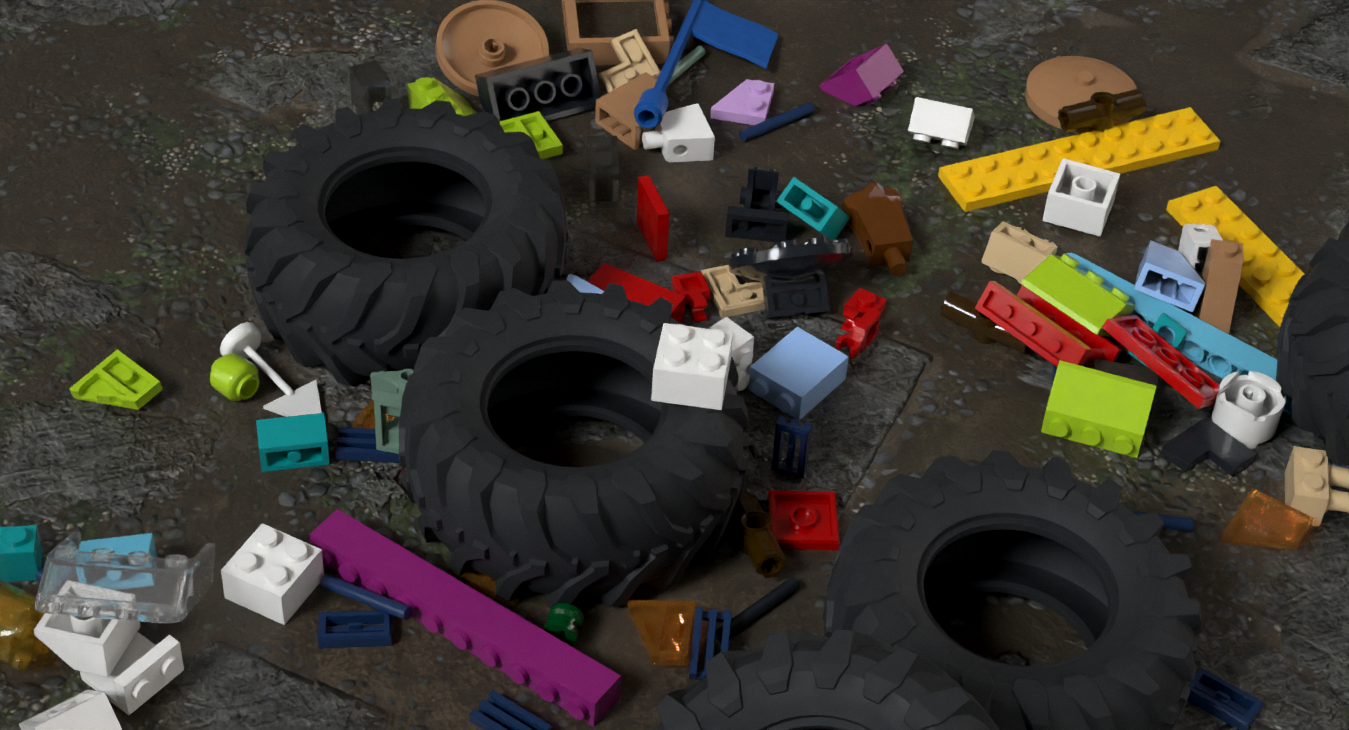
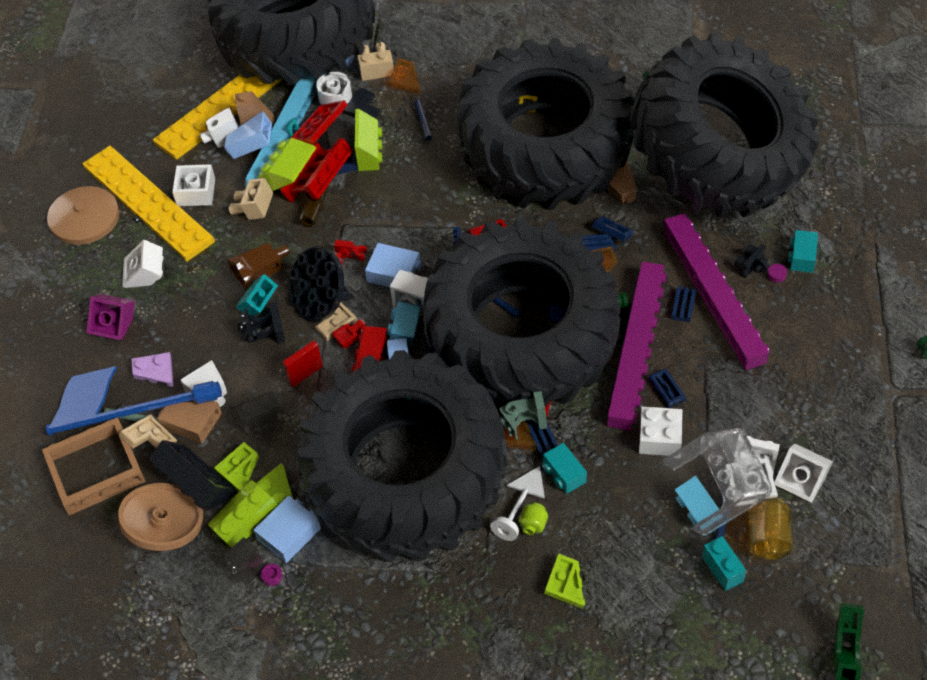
camera: 105 degrees left, 10 degrees up
(366, 597) = (649, 383): dark blue bar -> none
(692, 366) = (488, 236): white brick -> none
(776, 122) = (167, 348): dark blue bar -> none
(1101, 110) = (113, 190): dark brown piece -> none

